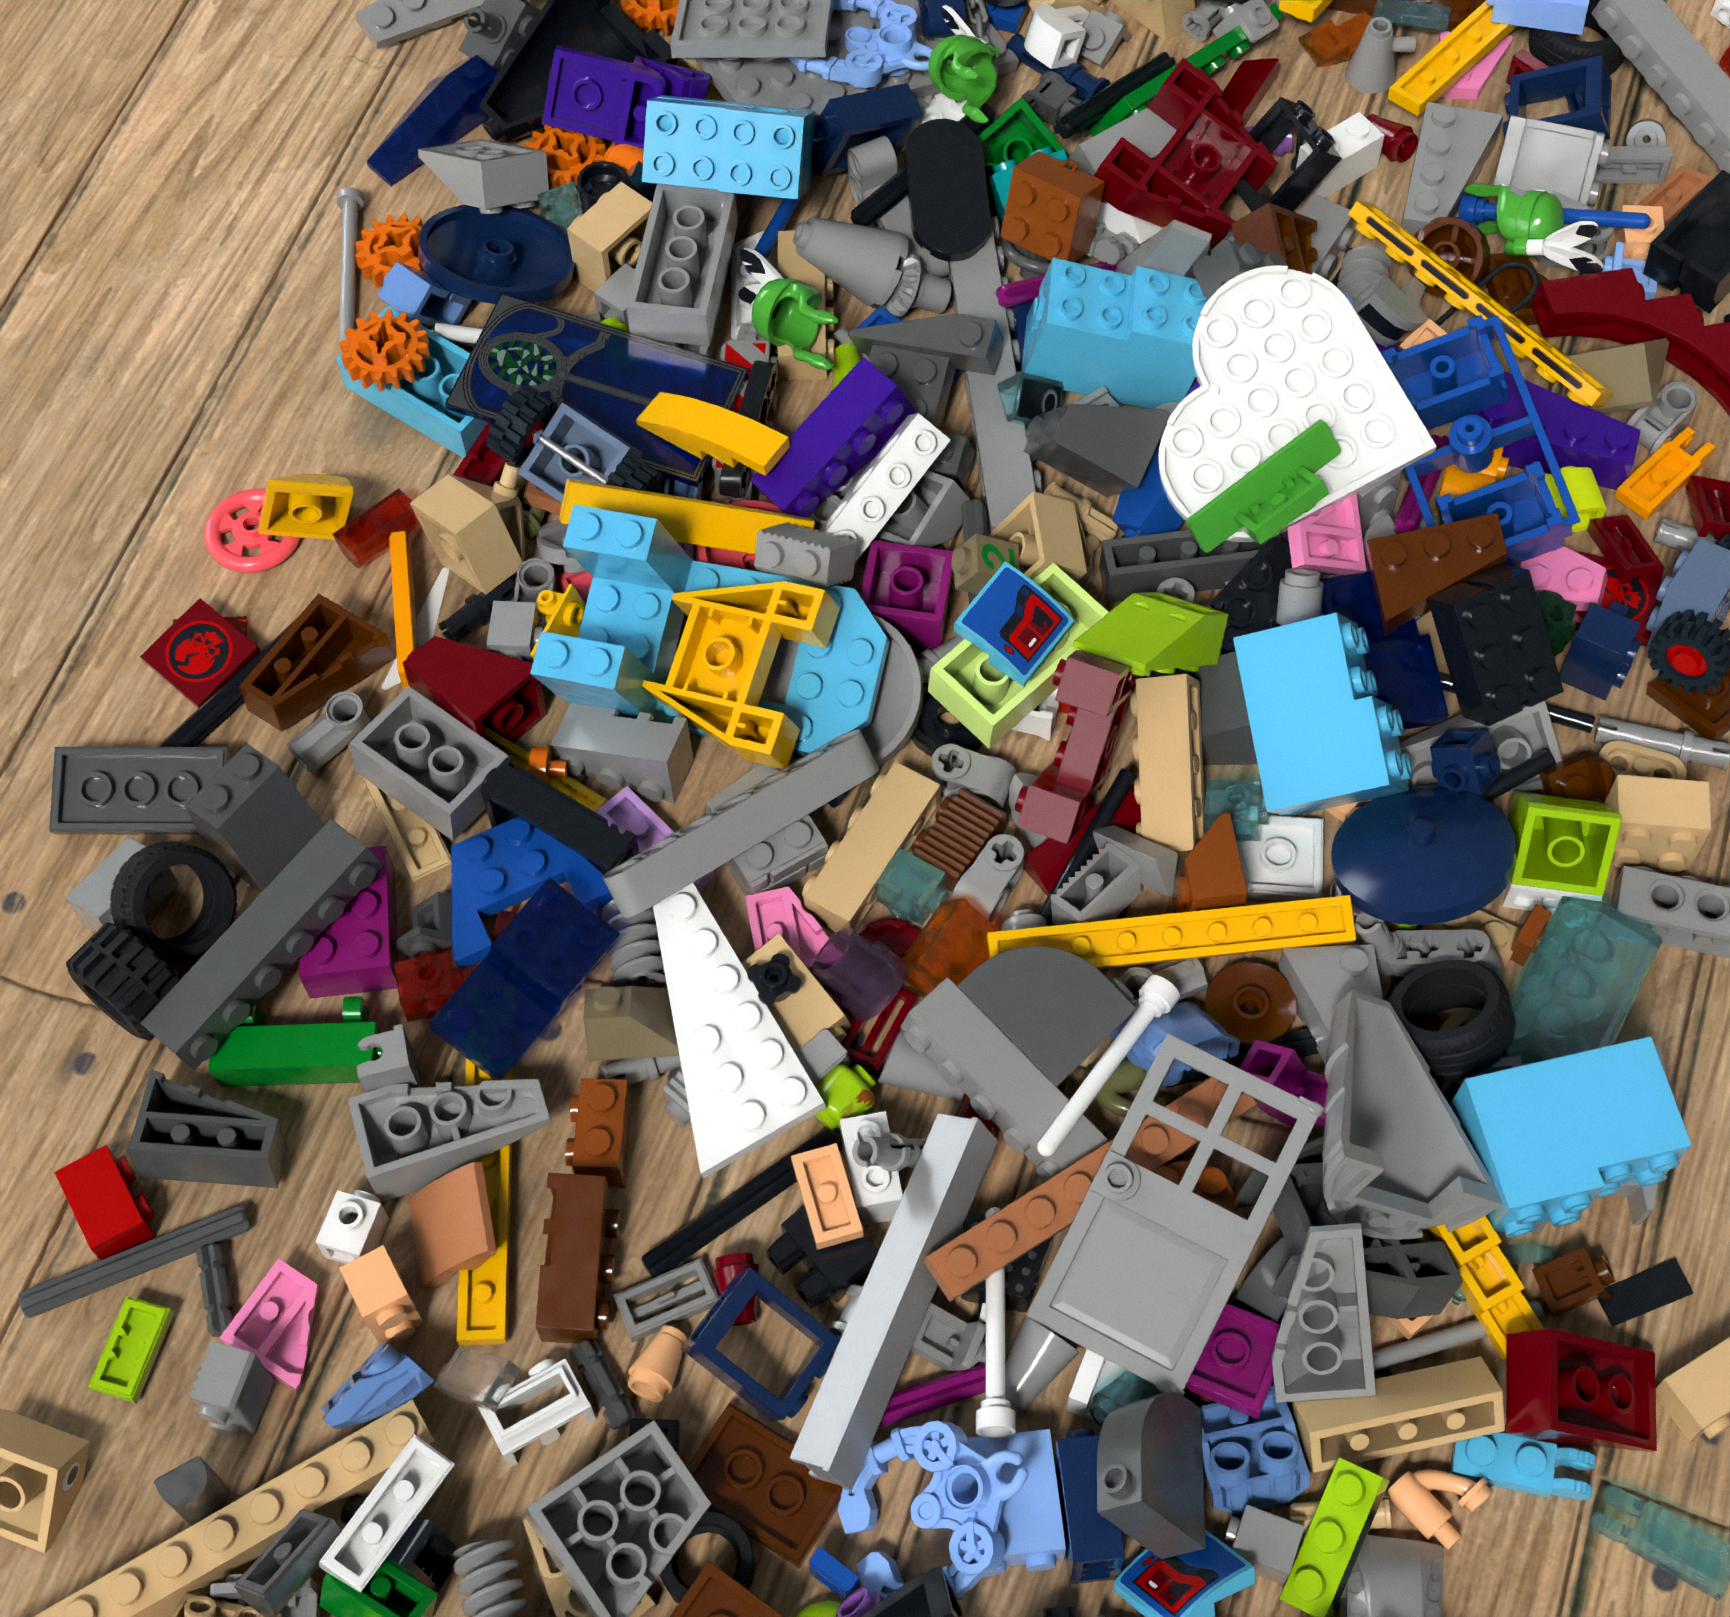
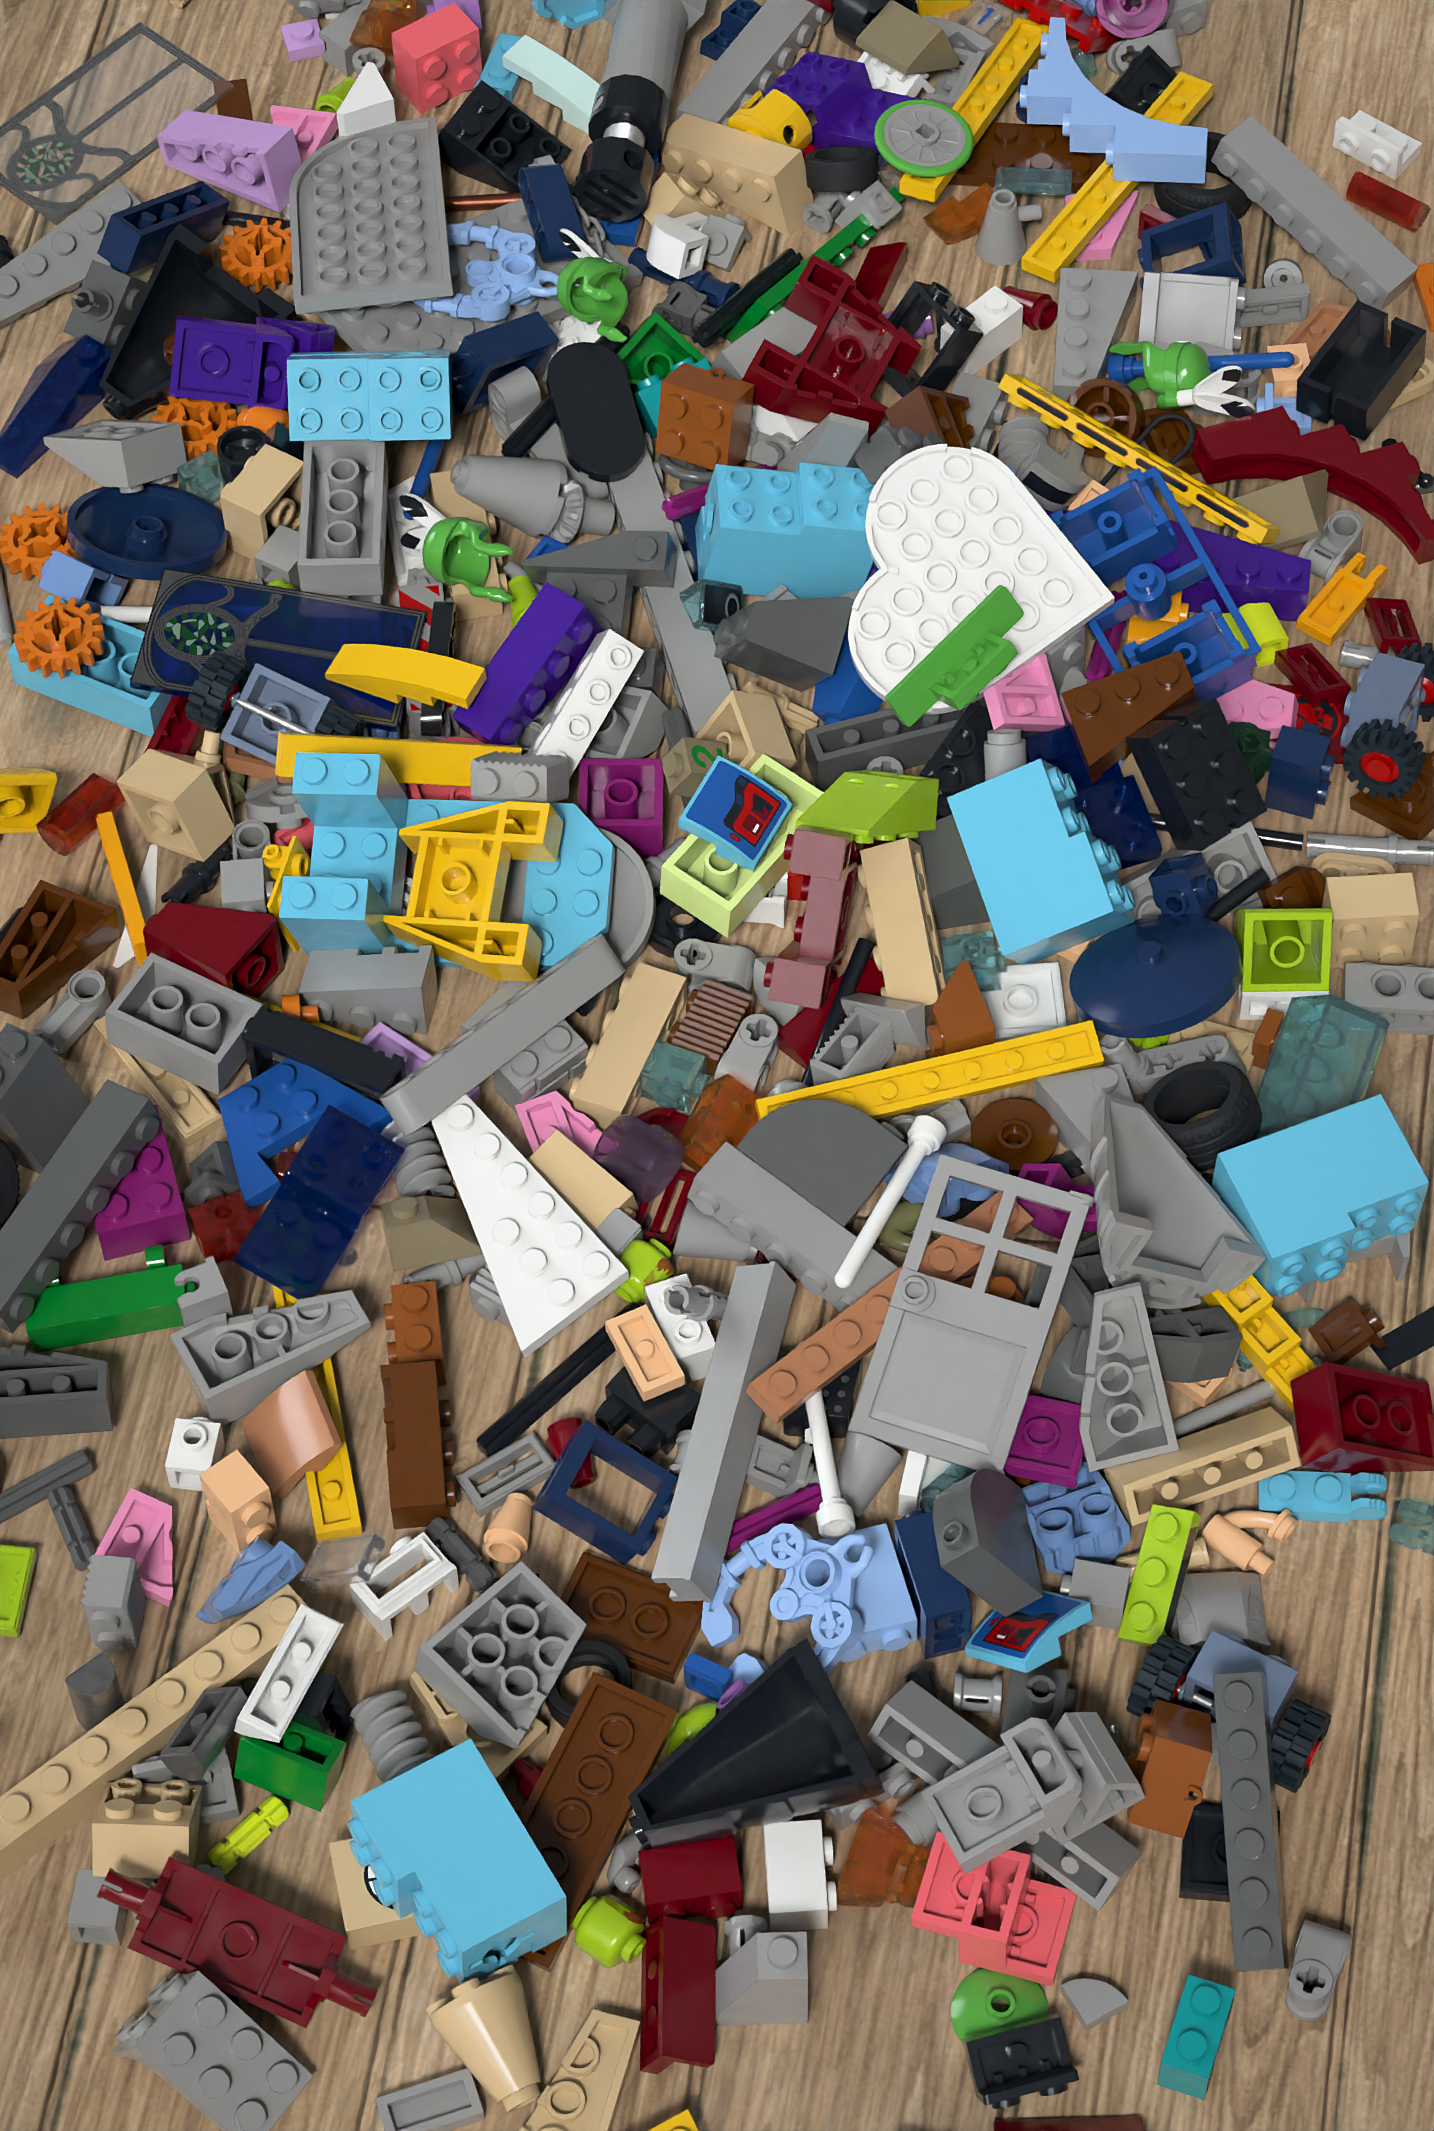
camera: 10 degrees left, 5 degrees down
(774, 991) = (565, 1179): black plate -> none

